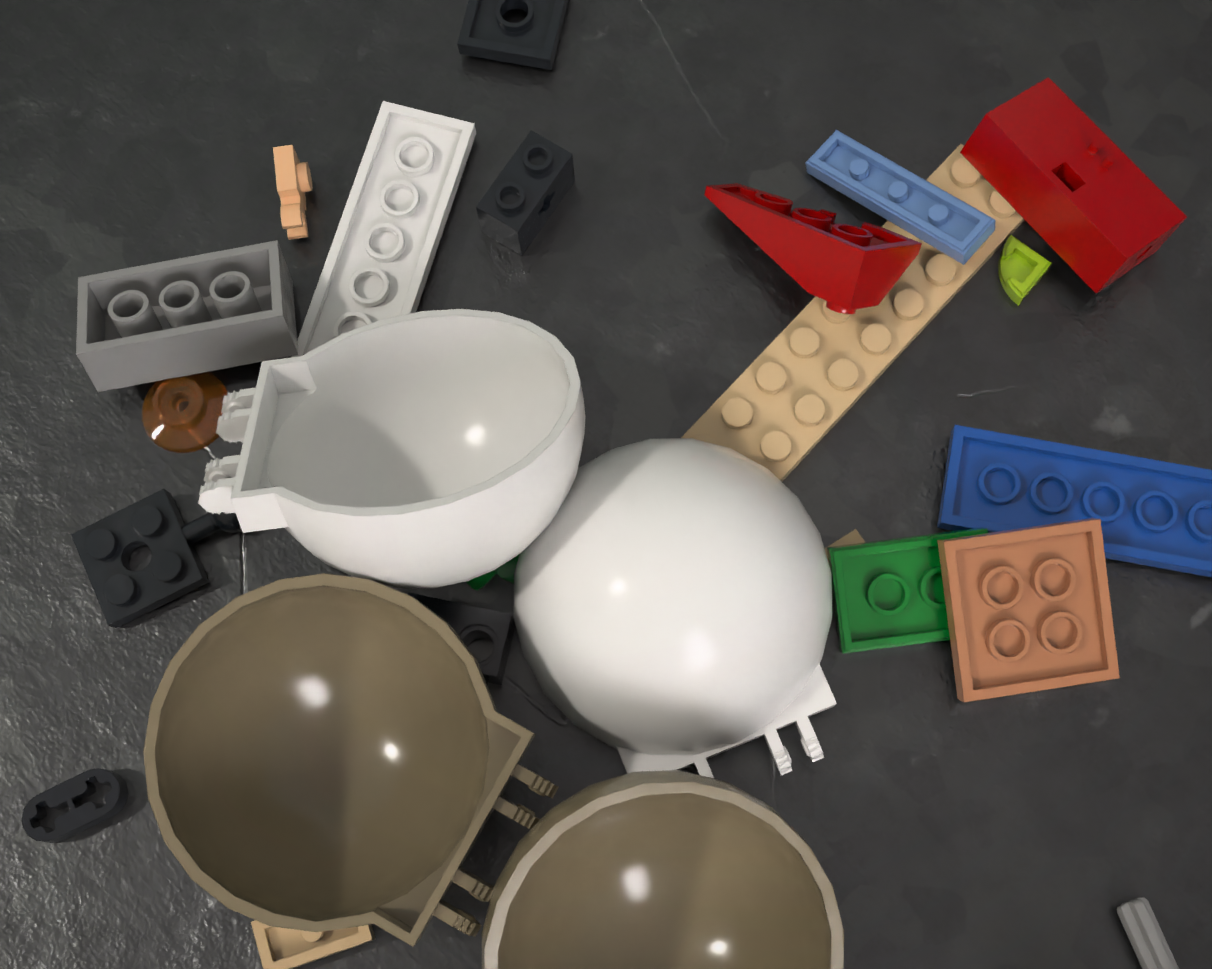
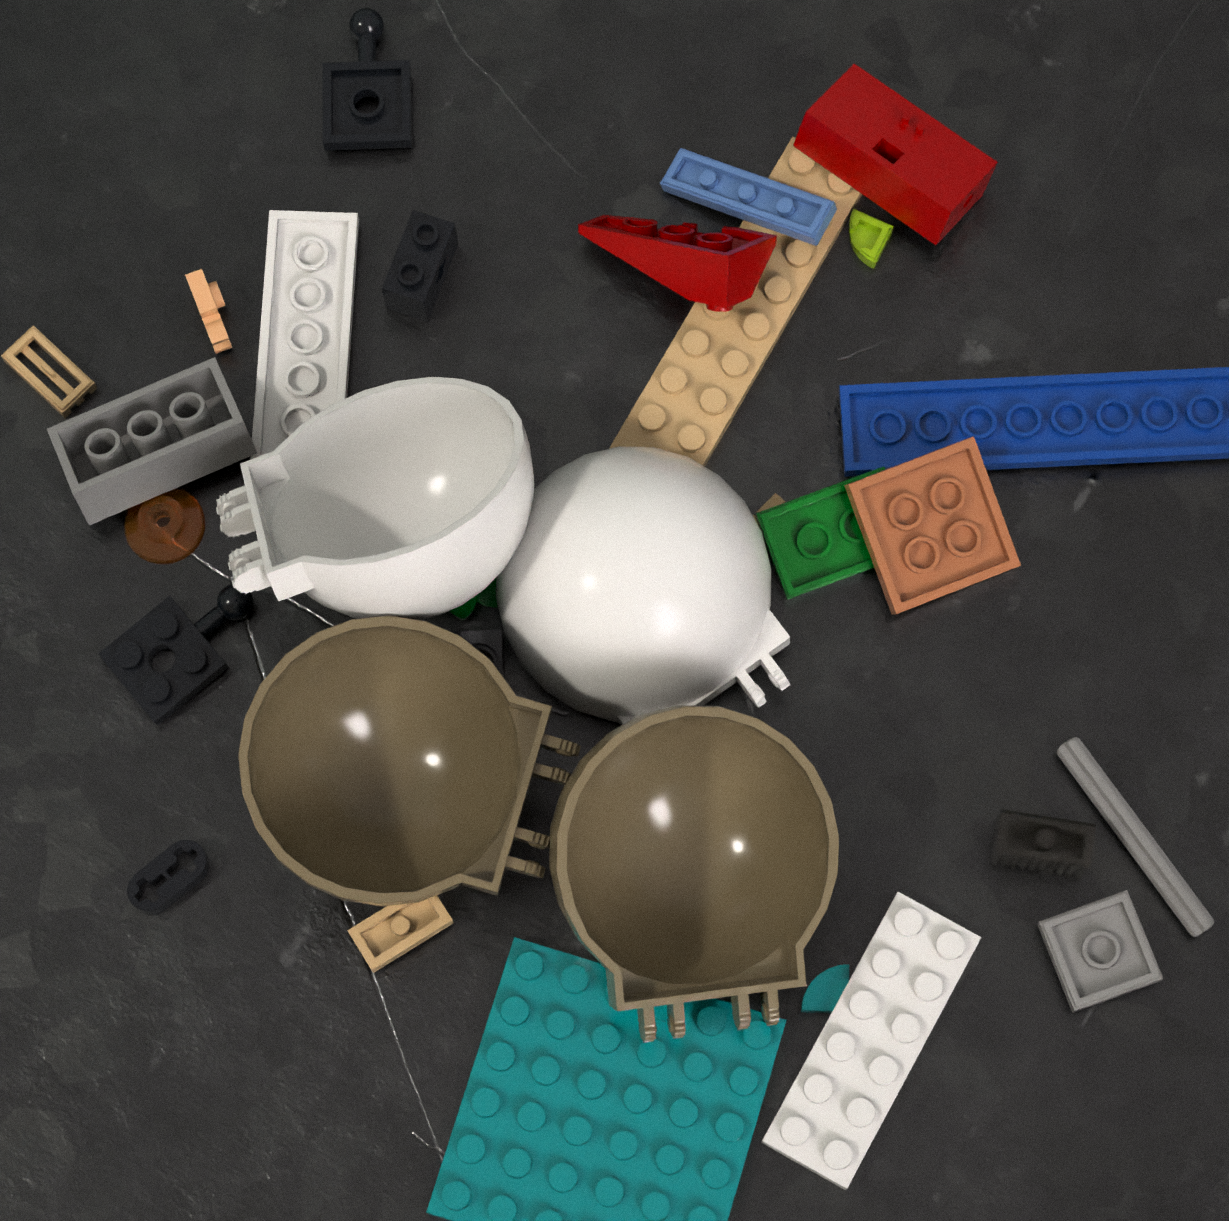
camera: 15 degrees left, 0 degrees up
(129, 249) = (74, 396): none -> tan tile

